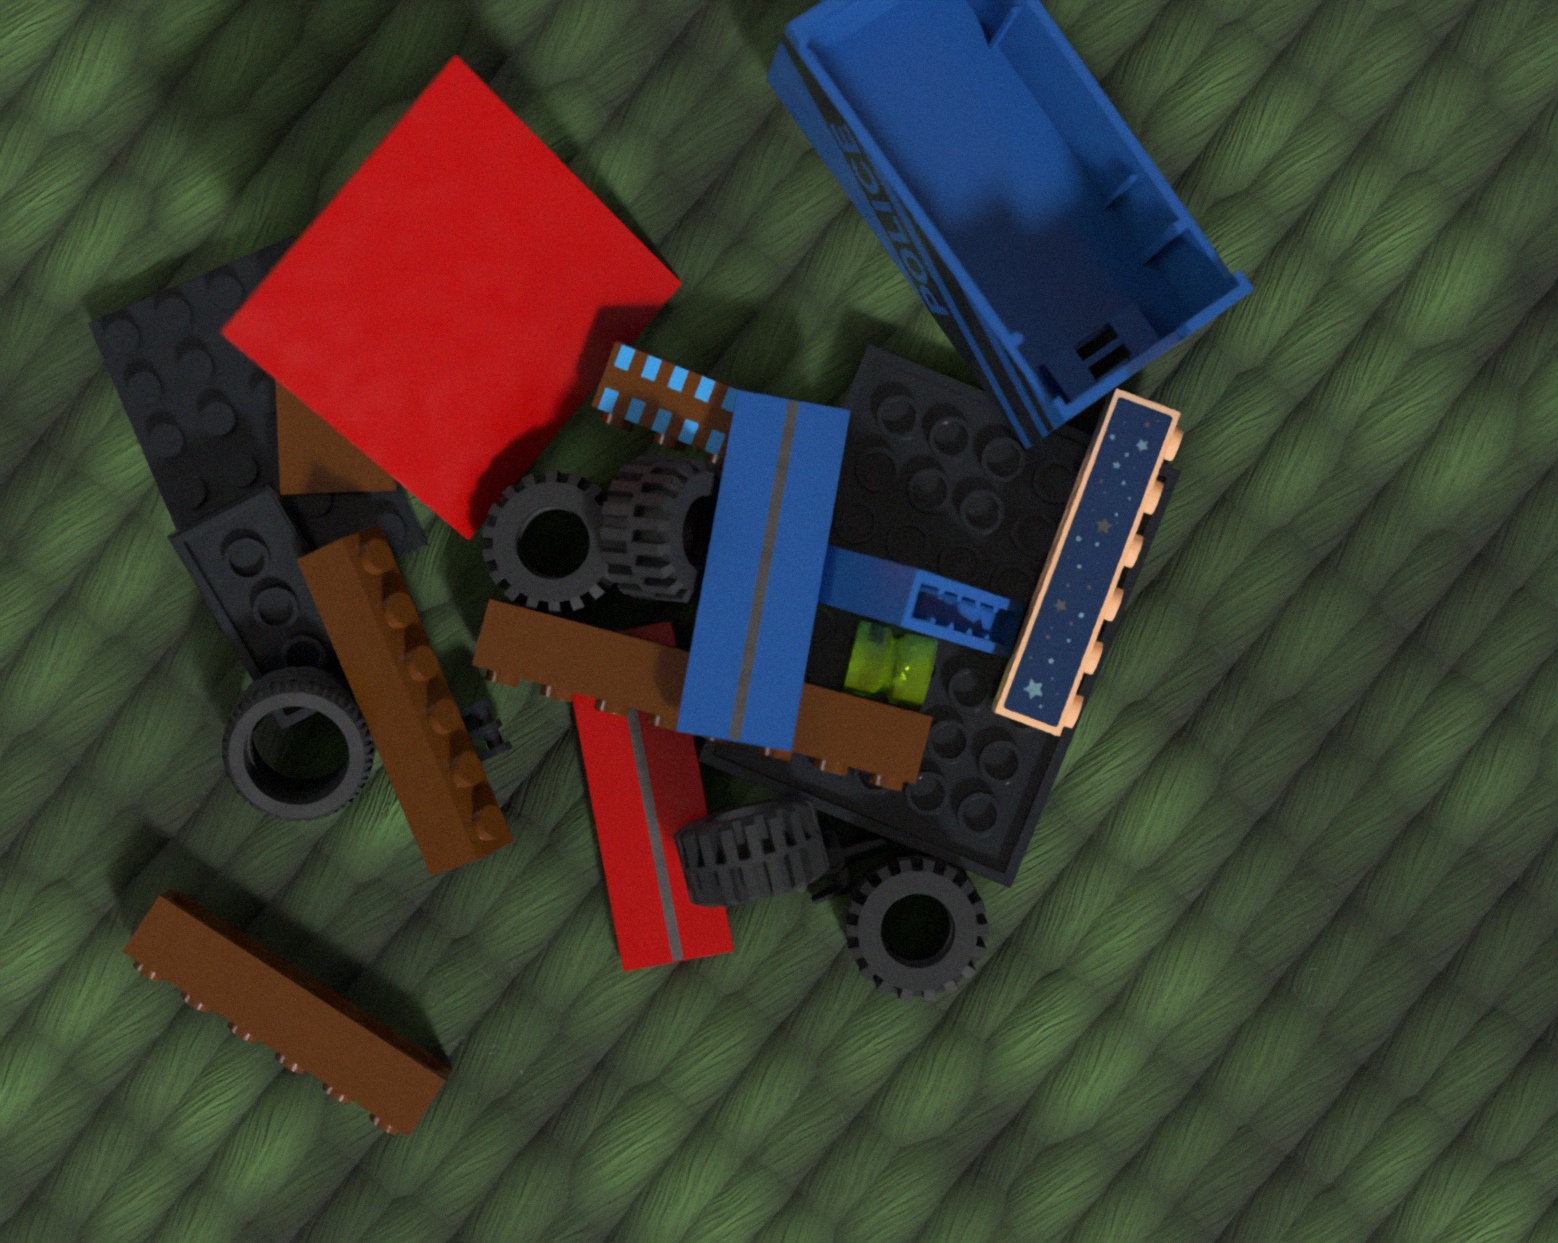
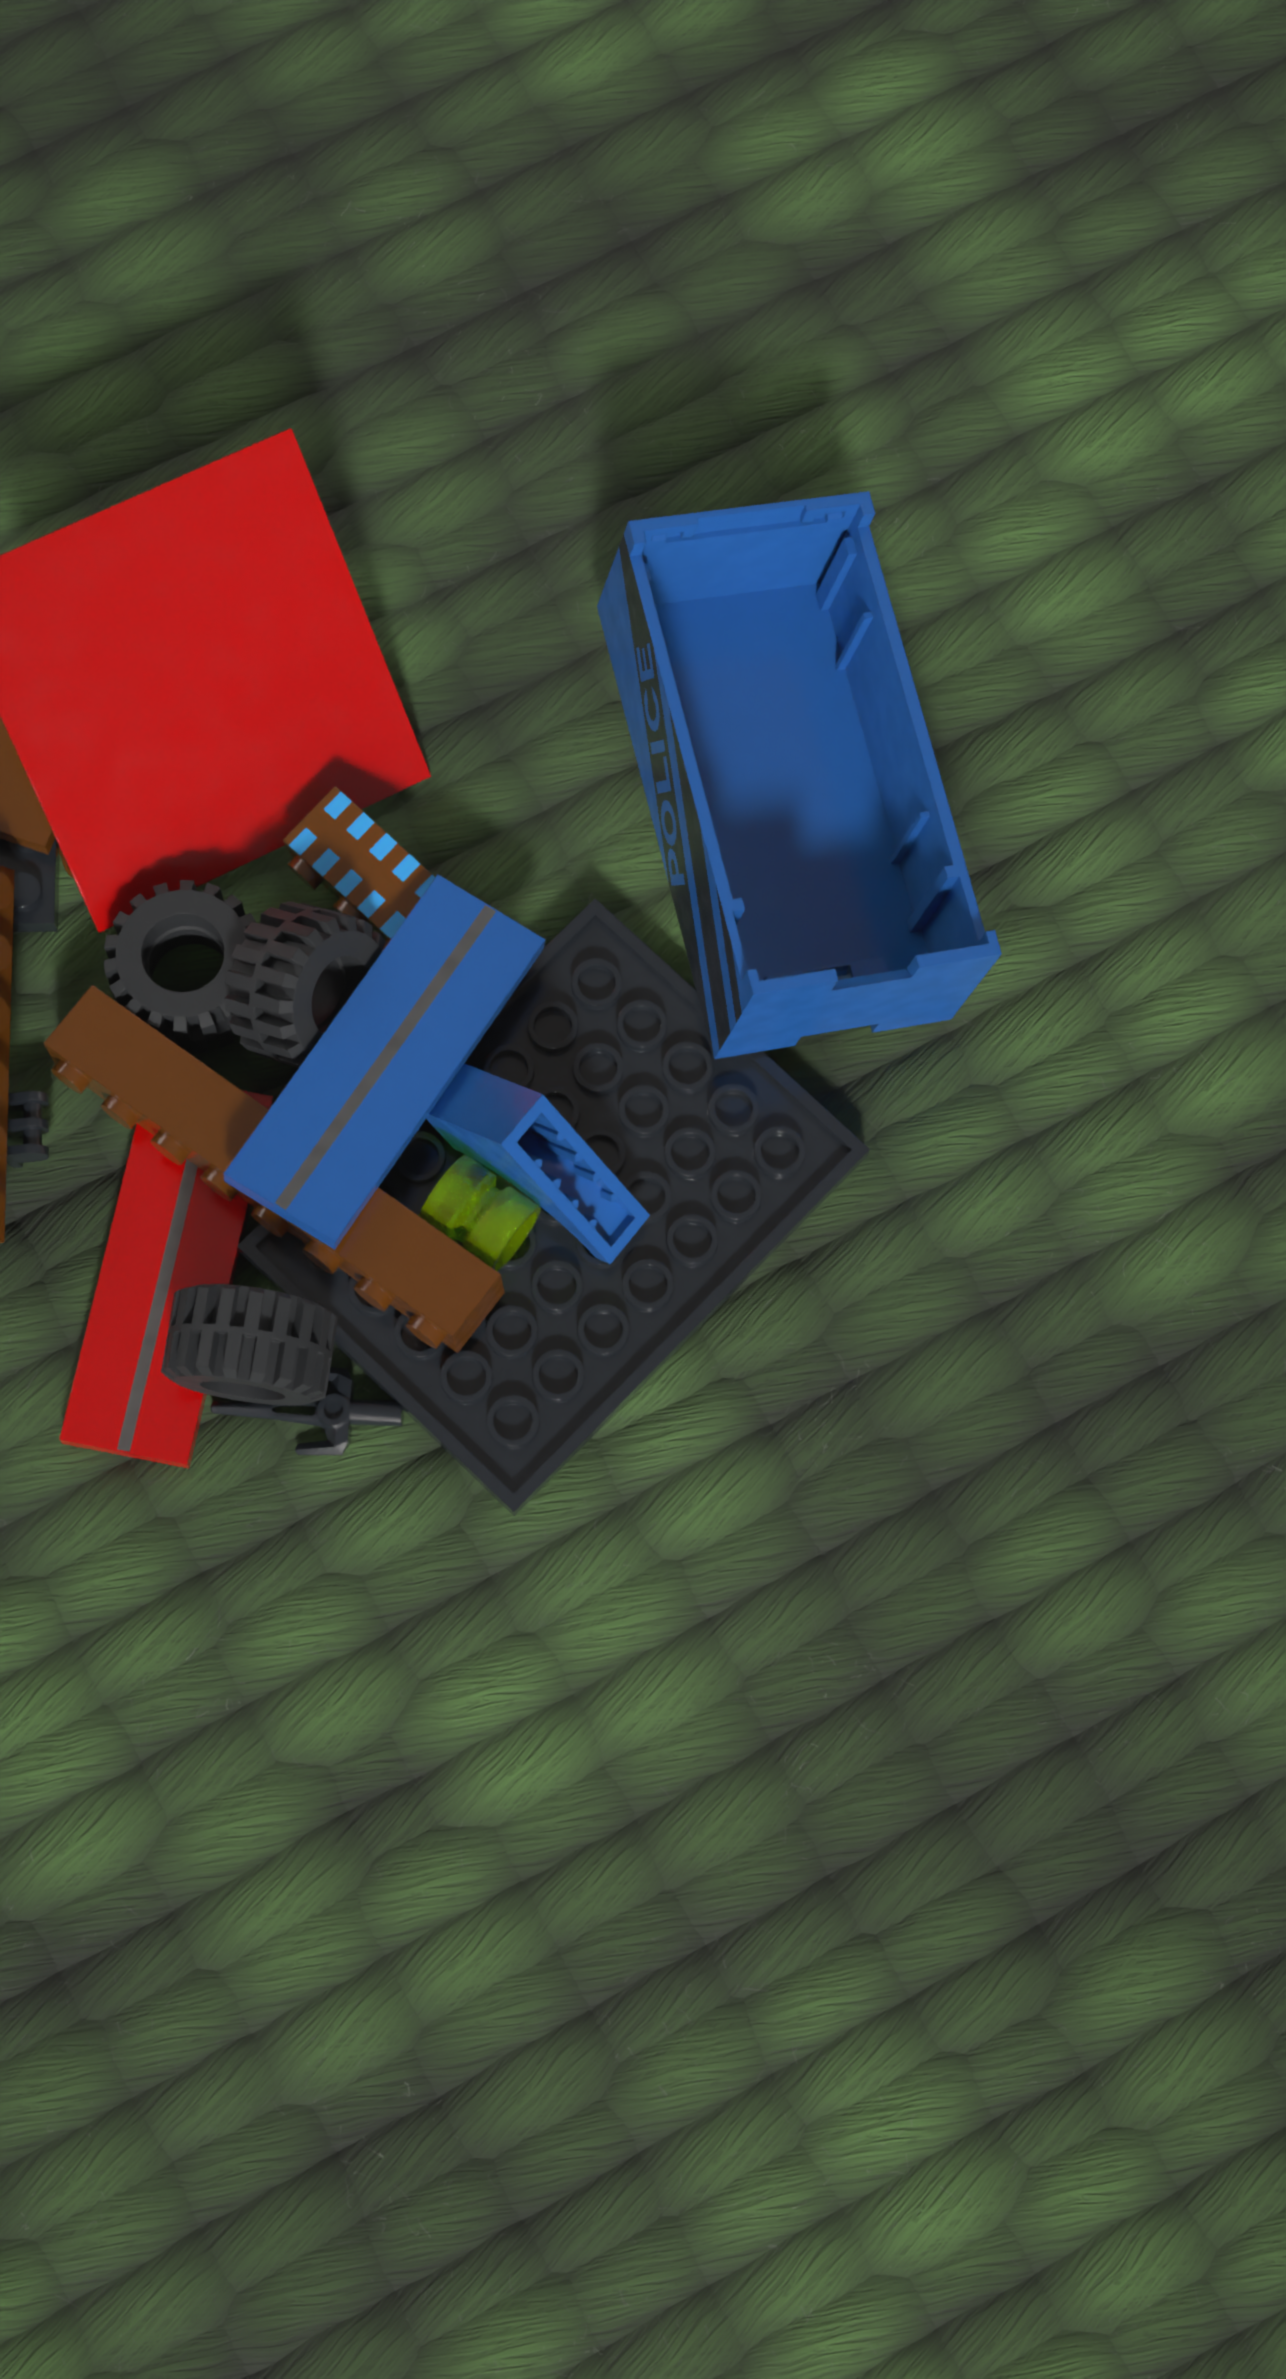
camera: 20 degrees right, 15 degrees down
(925, 973) = (381, 1455): black tyre -> none
(1086, 562) = (728, 1194): dark blue brick -> none

